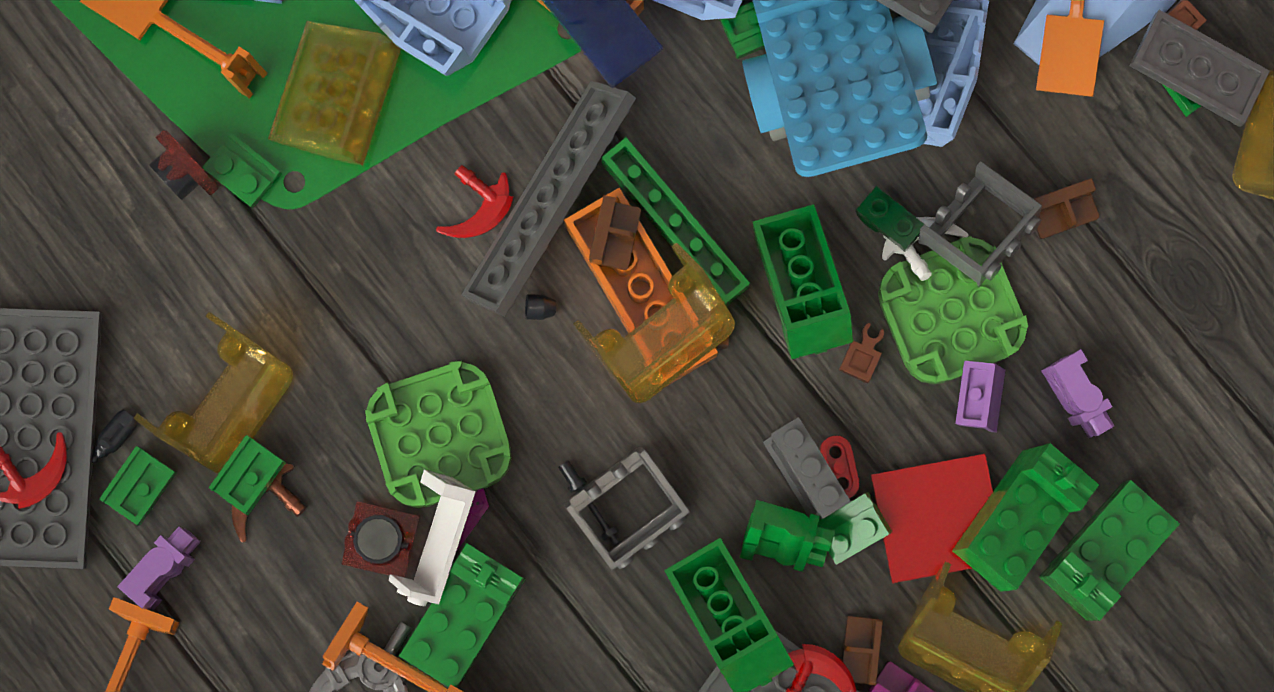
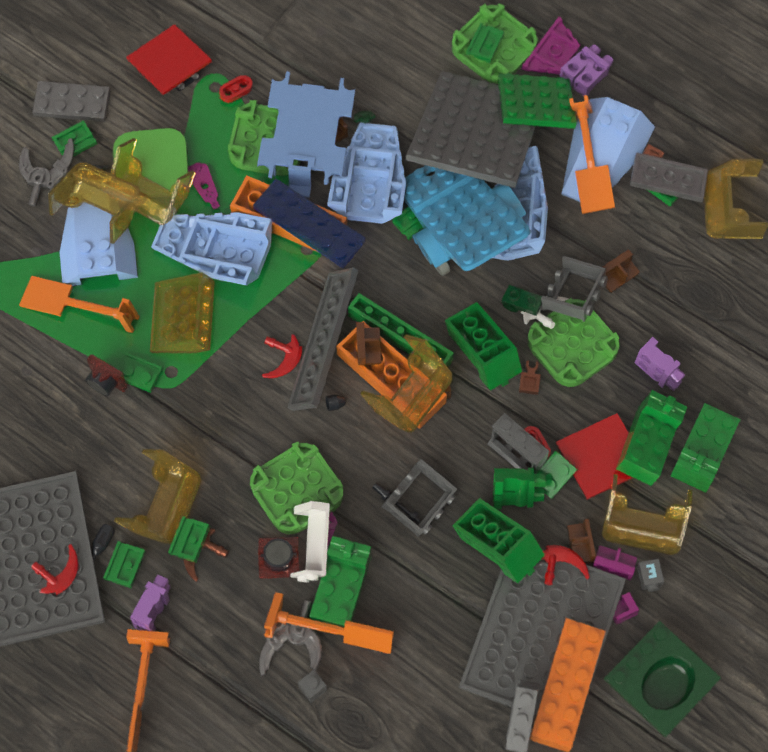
camera: 15 degrees left, 15 degrees down
(980, 395) = (604, 382): medium lavender panel -> none

